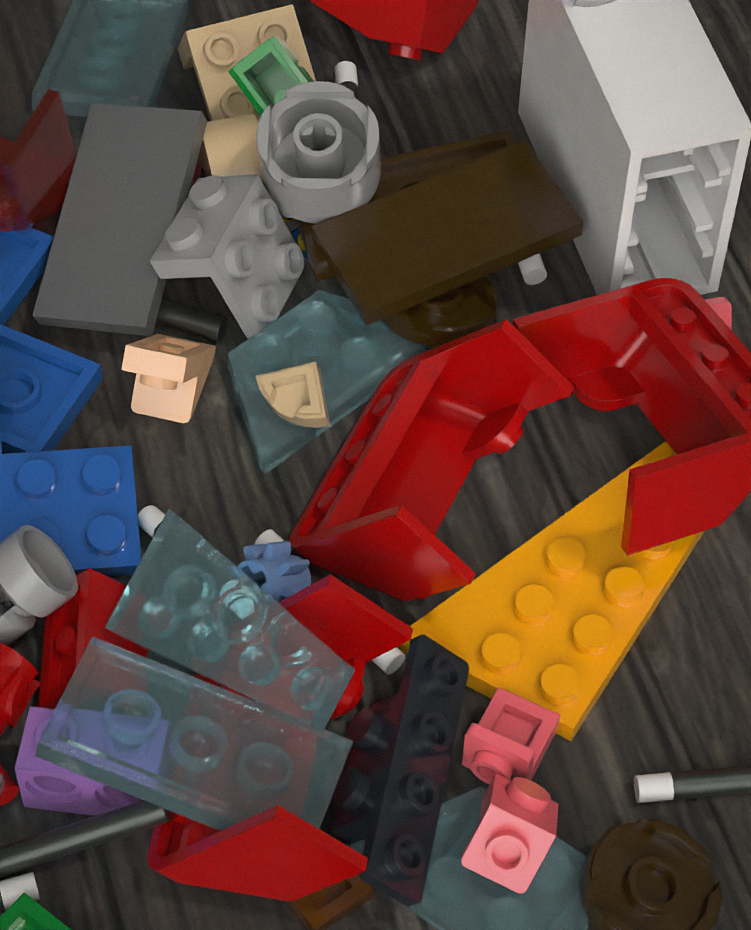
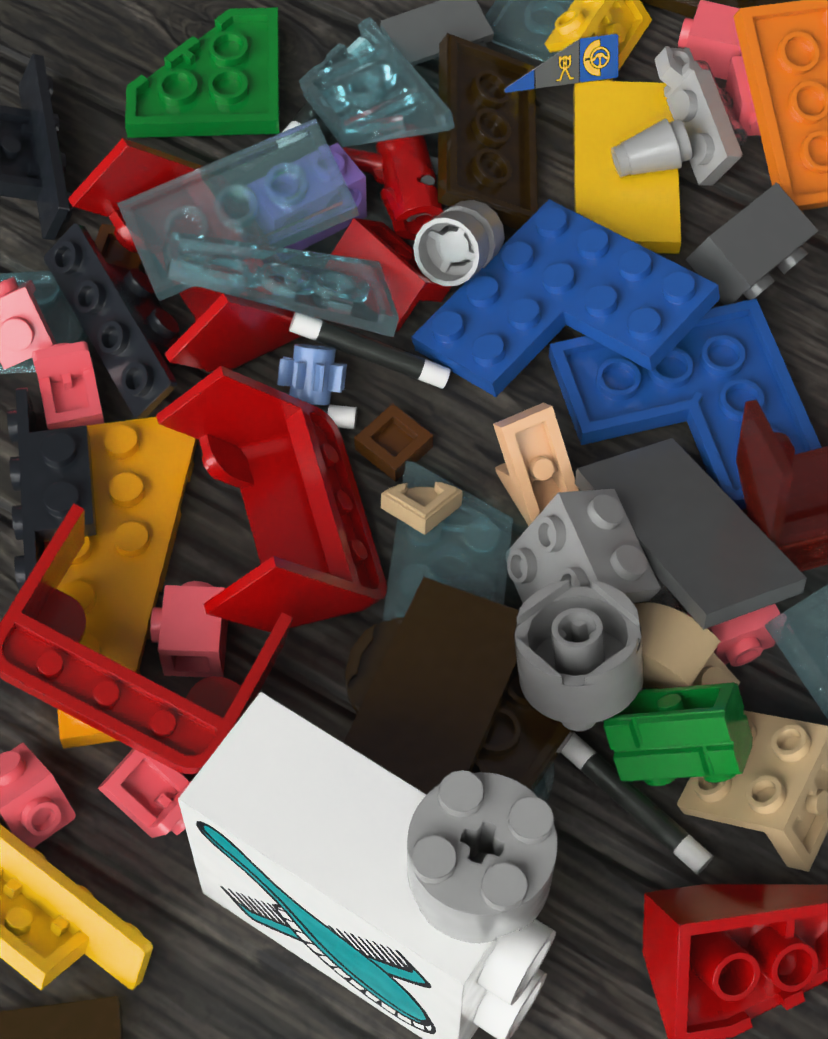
camera: 140 degrees right, 5 degrees up
(253, 494) = (392, 441): none -> reddish brown tile
(576, 444) = (187, 636): none -> coral brick
(602, 643) = (52, 475): none -> black bracket

